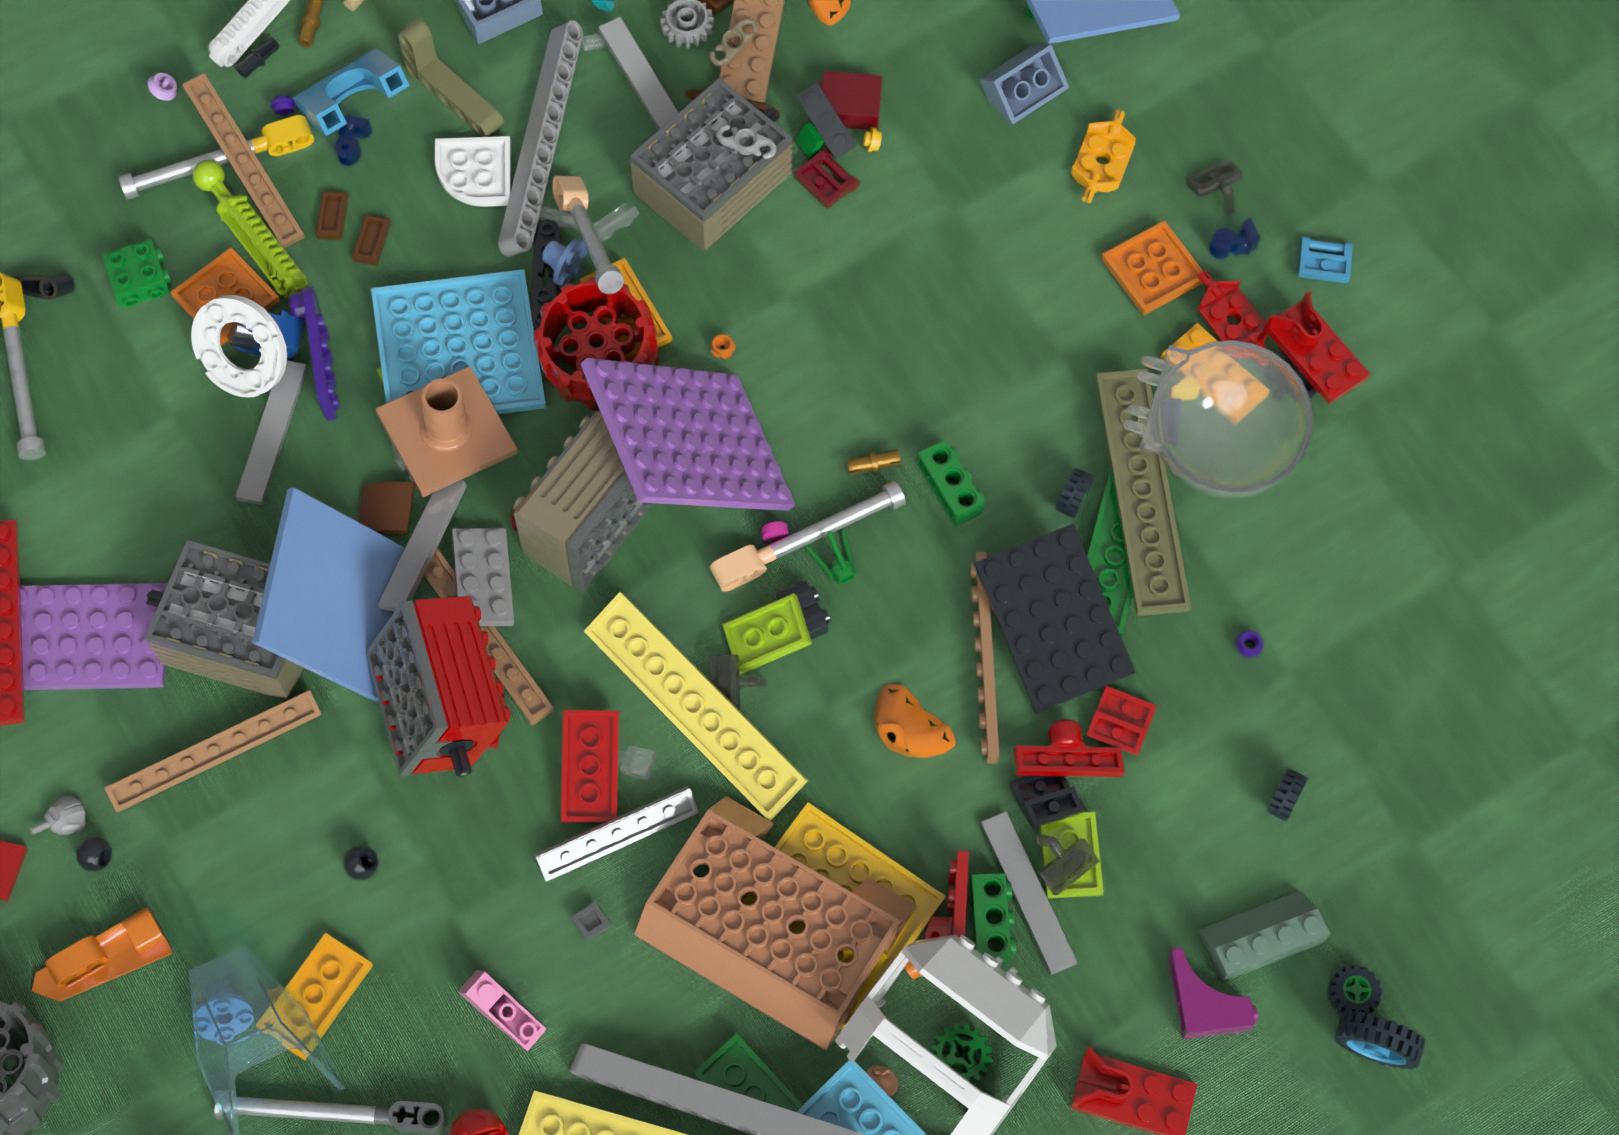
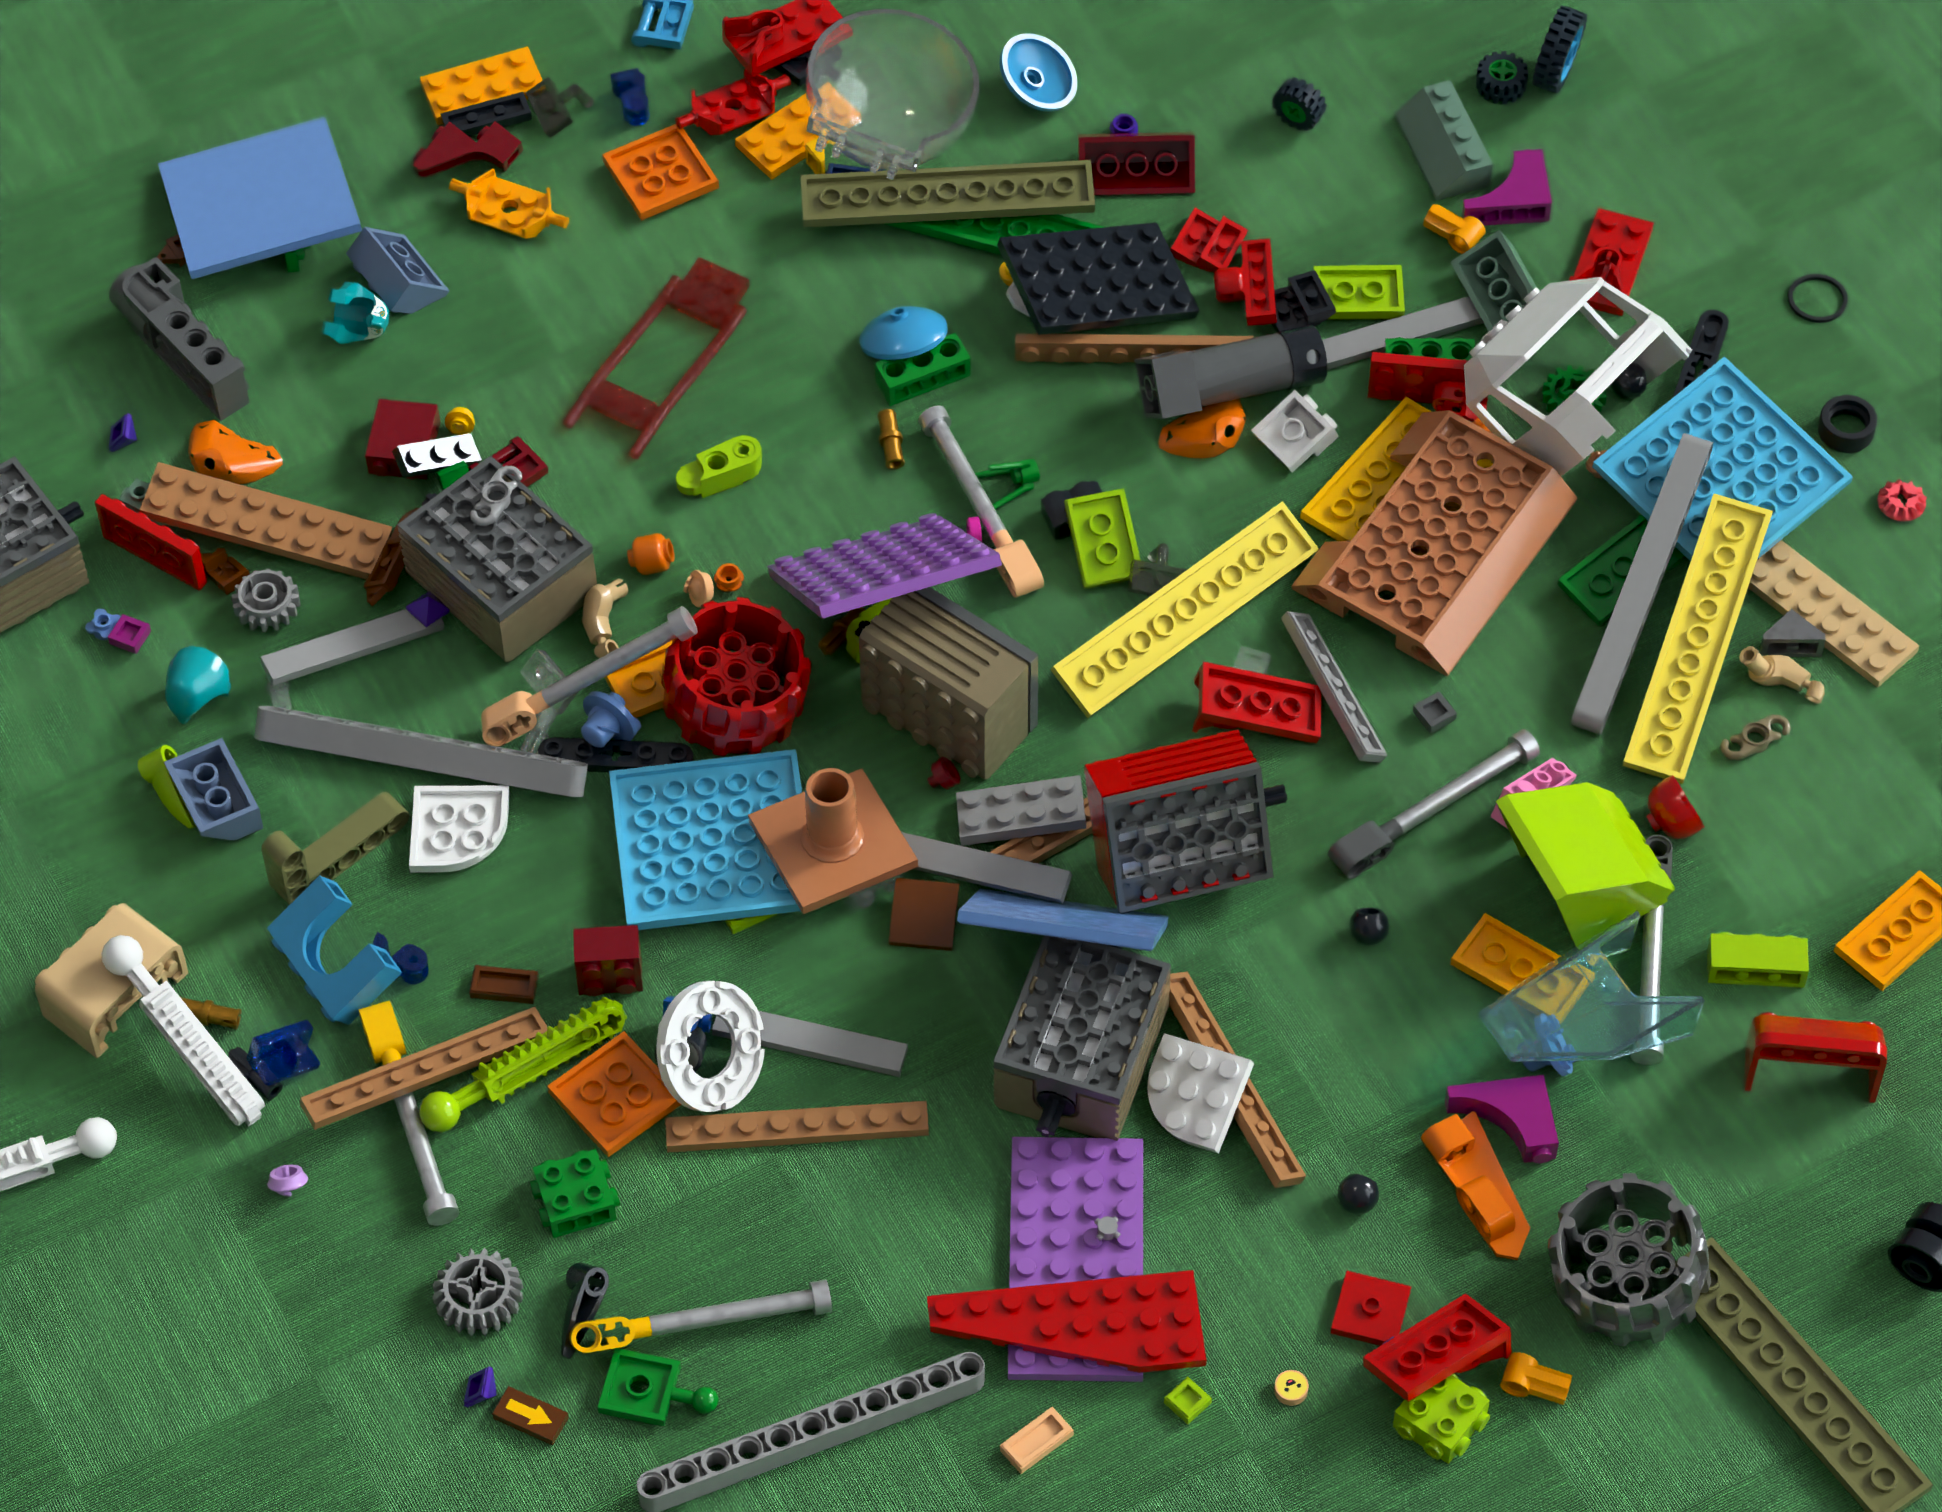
camera: 85 degrees left, 10 degrees down
(49, 209) = (491, 1304): none -> light grey gear
(63, 817) = (1308, 1234): light grey piece -> none
(70, 653) = (1107, 1228): none -> light grey piece
(168, 991) = (1515, 1106): none -> magenta arch
(192, 434) = (796, 1126): none -> medium nougat plate
(197, 720) = (1196, 1090): none -> white plate
(265, 72) = (283, 1053): none -> clear blue panel
(282, 105) = (334, 1038): dark purple plate -> none
(306, 307) = (746, 968): dark purple plate -> none
(334, 276) = (608, 960): none -> dark red brick
(371, 240) = (543, 941): reddish brown tile -> none
(396, 1035) = (1586, 855): none -> lime windscreen
(452, 869) = (1372, 843): none -> piece
(680, 249) = (596, 610): none -> tan arm
(708, 322) = (699, 587): none -> light nougat hat
(732, 52) = (300, 535): dark tan piece -> none
(741, 285) = (651, 554): none -> orange head
(824, 316) = (721, 467): none -> lime piece
(900, 798) = (1296, 430): none -> white plate
(933, 687) = (1188, 380): none -> dark grey piece
(969, 60) = (356, 314): none -> teal piece
(984, 464) = (903, 333): none -> dark azure dish
(1020, 314) = (704, 294): none -> clear red plate
(1067, 865) = (1377, 282): clear smoke plate -> none
(1074, 492) = (945, 253): black wheel -> none
(1085, 985) = (1494, 278): none -> sand green slope
(1154, 947) = (1460, 232): none -> light orange piece
(1158, 107) = (453, 148): none -> dark red arch
(1199, 133) = (503, 110): none -> black plate
(1206, 654) = (1140, 162): none -> dark red slope
(1237, 129) = (480, 81): none -> light orange plate
(1313, 571) = (1038, 72): none -> dark azure dish

